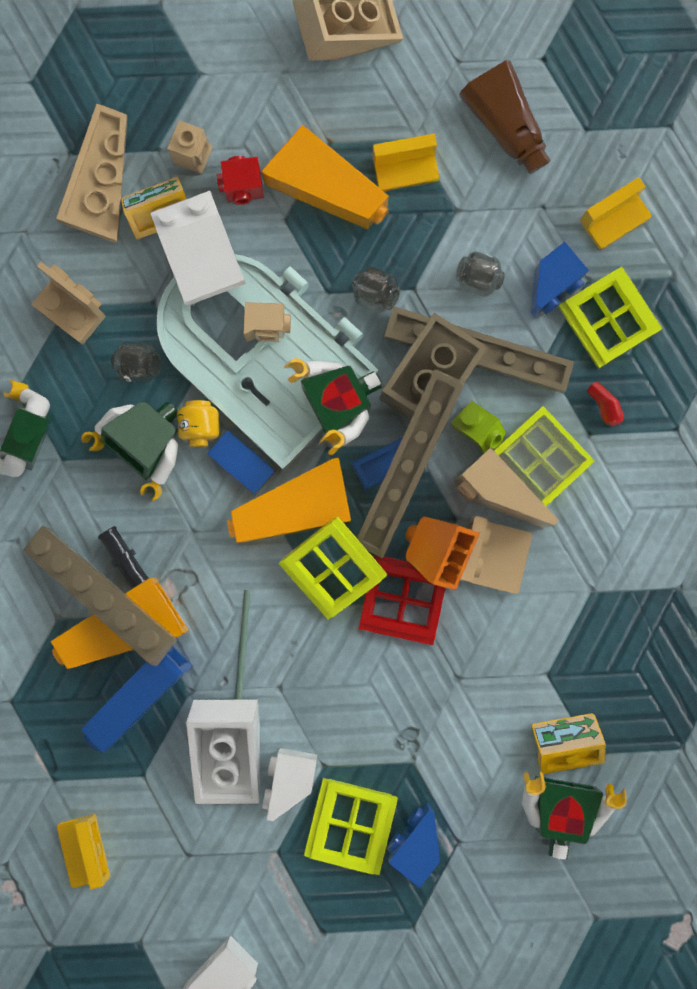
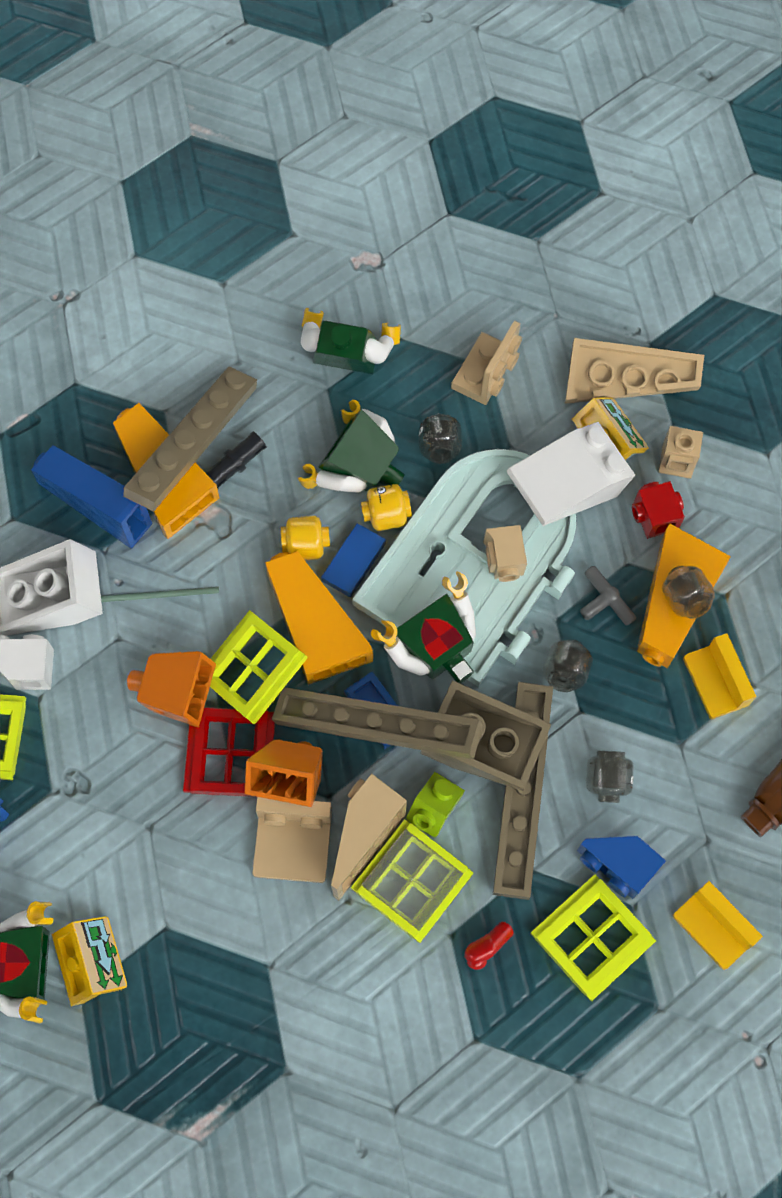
camera: 80 degrees right, 15 degrees down
(213, 503) = (305, 536): none -> yellow head
(315, 242) = (608, 596): none -> dark grey piece
(334, 166) = (688, 591): none -> clear smoke head
(339, 642) = (174, 685): none -> orange torso

